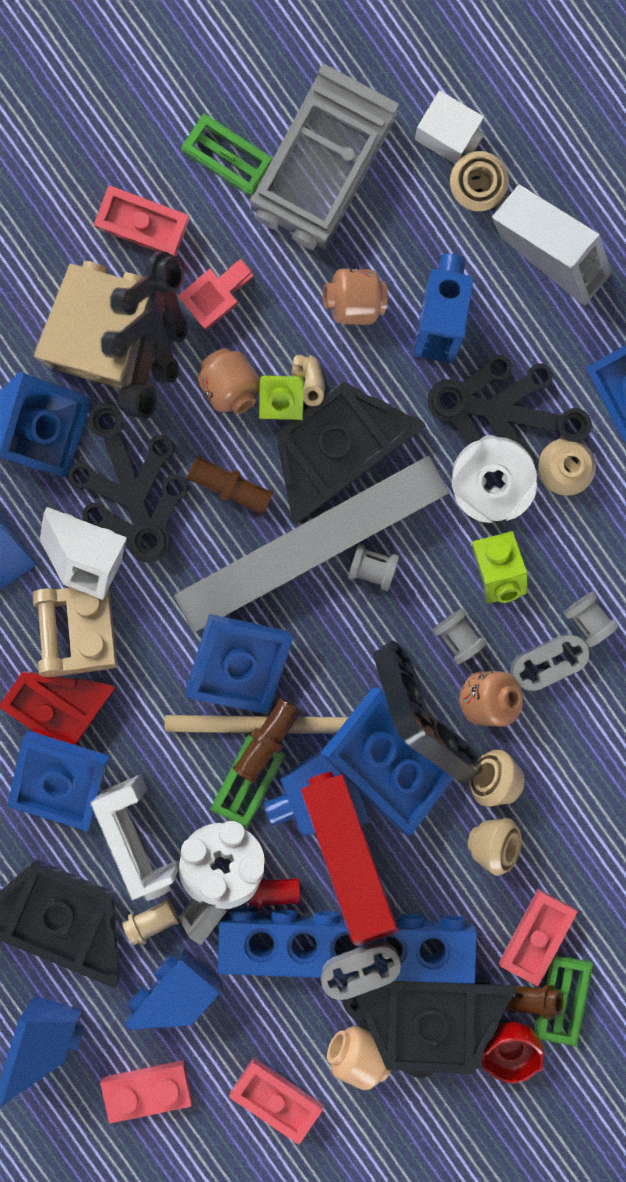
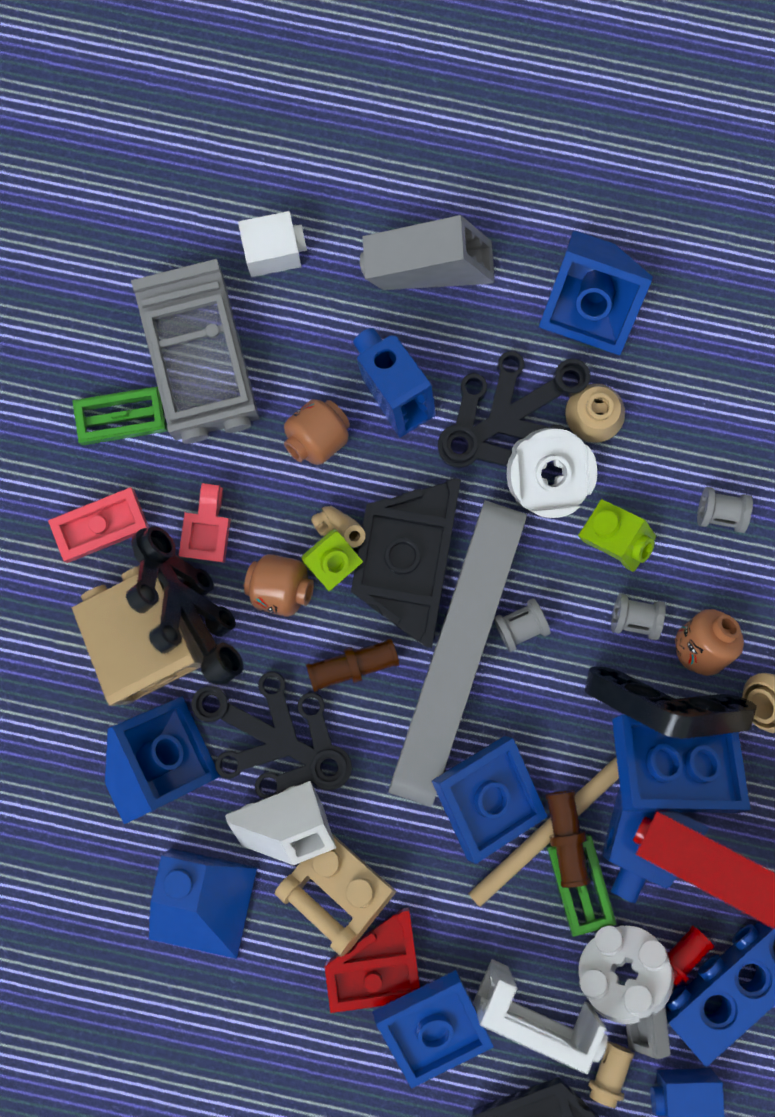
camera: 40 degrees left, 5 degrees down
(491, 179) = (336, 252): tan cone -> none
(554, 671) = (733, 577): light grey beam -> none

